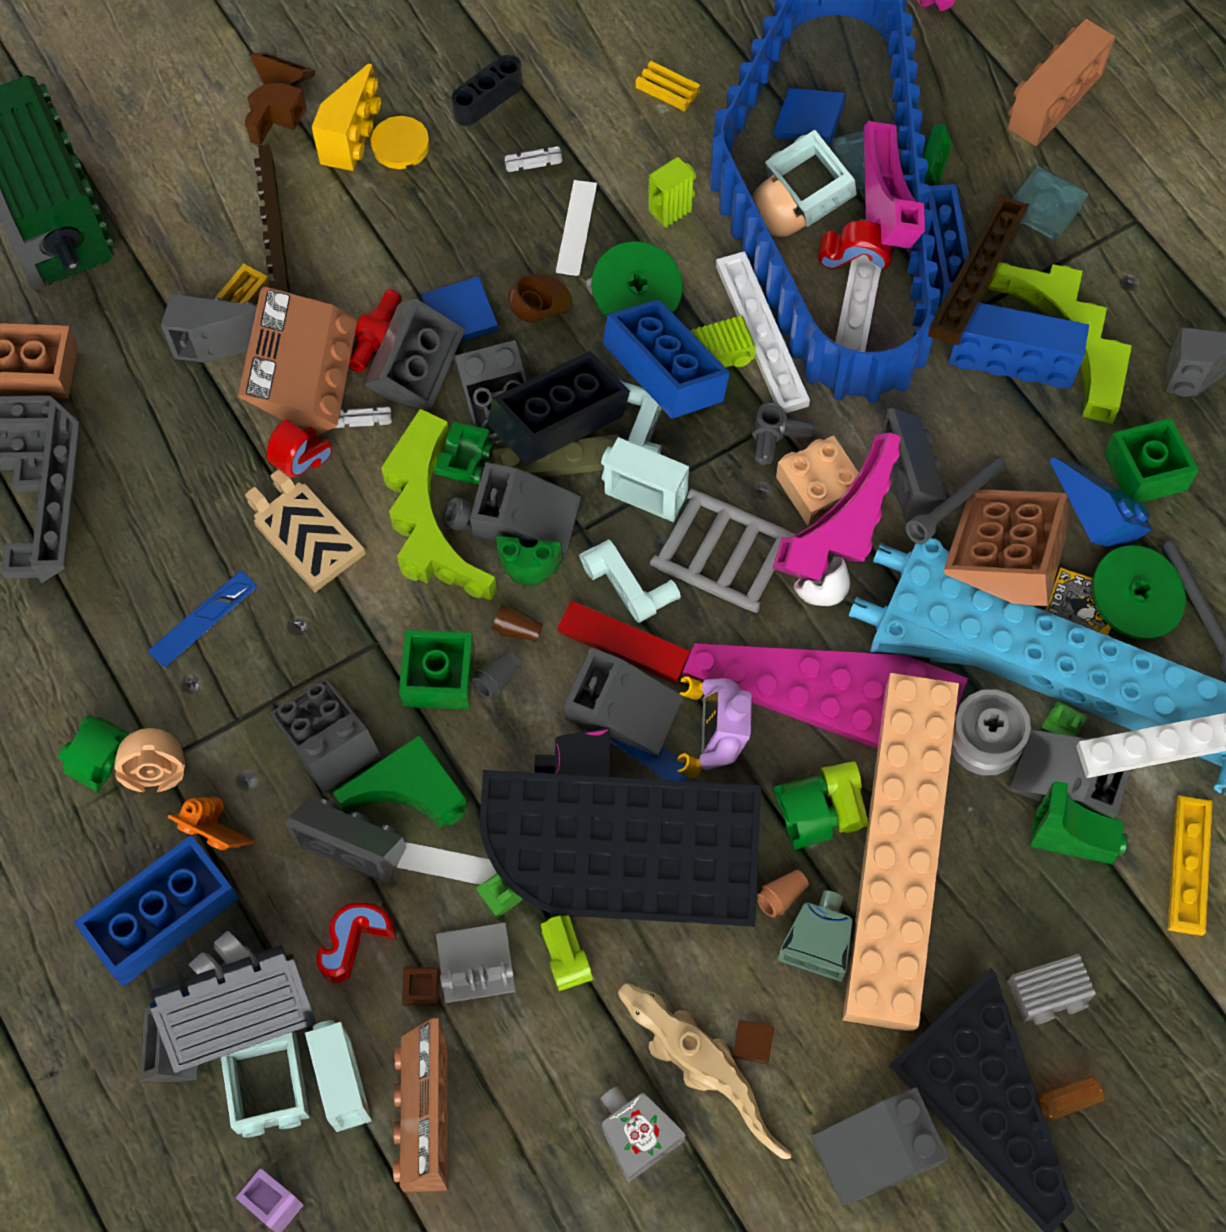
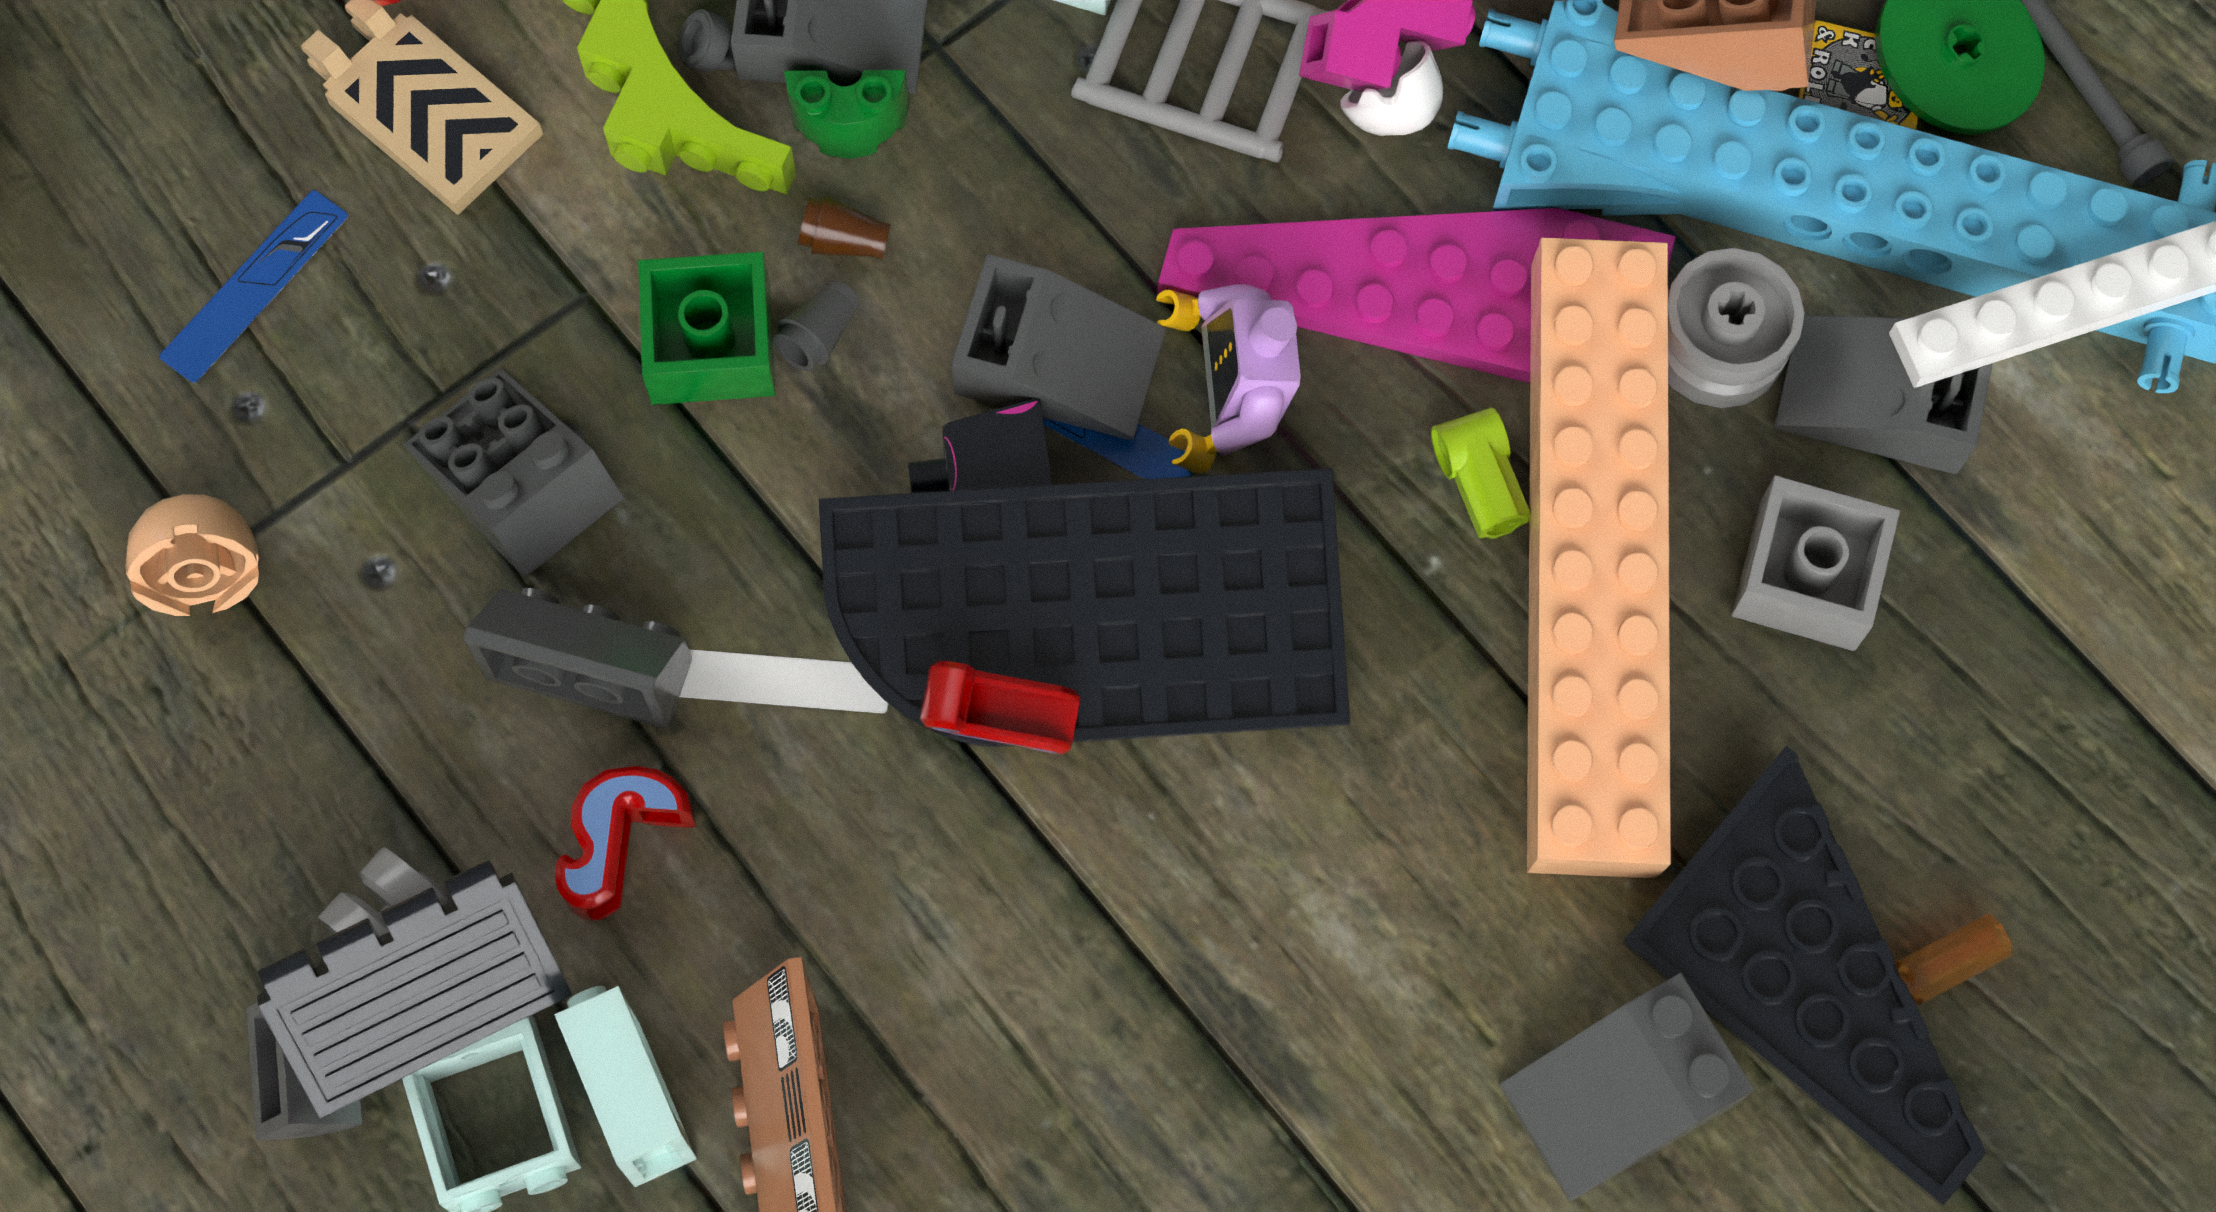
camera: 10 degrees left, 5 degrees up
(92, 752) = (80, 553): green cylinder -> none
(156, 910) = (243, 827): blue brick -> none
(202, 817) = (306, 646): orange hinge -> none
(408, 778) = (680, 532): green arch -> none
(421, 986) = (754, 905): reddish brown tile -> none
(475, 963) = (849, 851): light grey hinge -> none
(497, 895) = (873, 725): bright green tile -> none
(565, 895) = (999, 708): none -> red animal
(567, 960) = (1019, 828): lime piece -> none
(623, 641) = (1044, 238): red tile -> none
(638, 1132) = (1187, 1117): light grey torso -> none
(642, 605) = (1067, 170): light aqua beam -> none
(704, 1061) = (1287, 973): tan animal -> none
(753, 1042) = (1373, 931): reddish brown tile -> none
(781, 893) = (1388, 661): nougat cone -> none
(806, 811) = (1415, 507): green cylinder -> none
(819, 938) = (1471, 732): sand green torso -> none
(1021, 868) = (1815, 563): none -> light grey brick
(1051, 989) = (1895, 771): light grey brick -> none
(1063, 720) = (1855, 292): bright green tile -> none
(1072, 830) = (1930, 486): green arch -> none
(1190, 865) = (2109, 524): yellow tile -> none

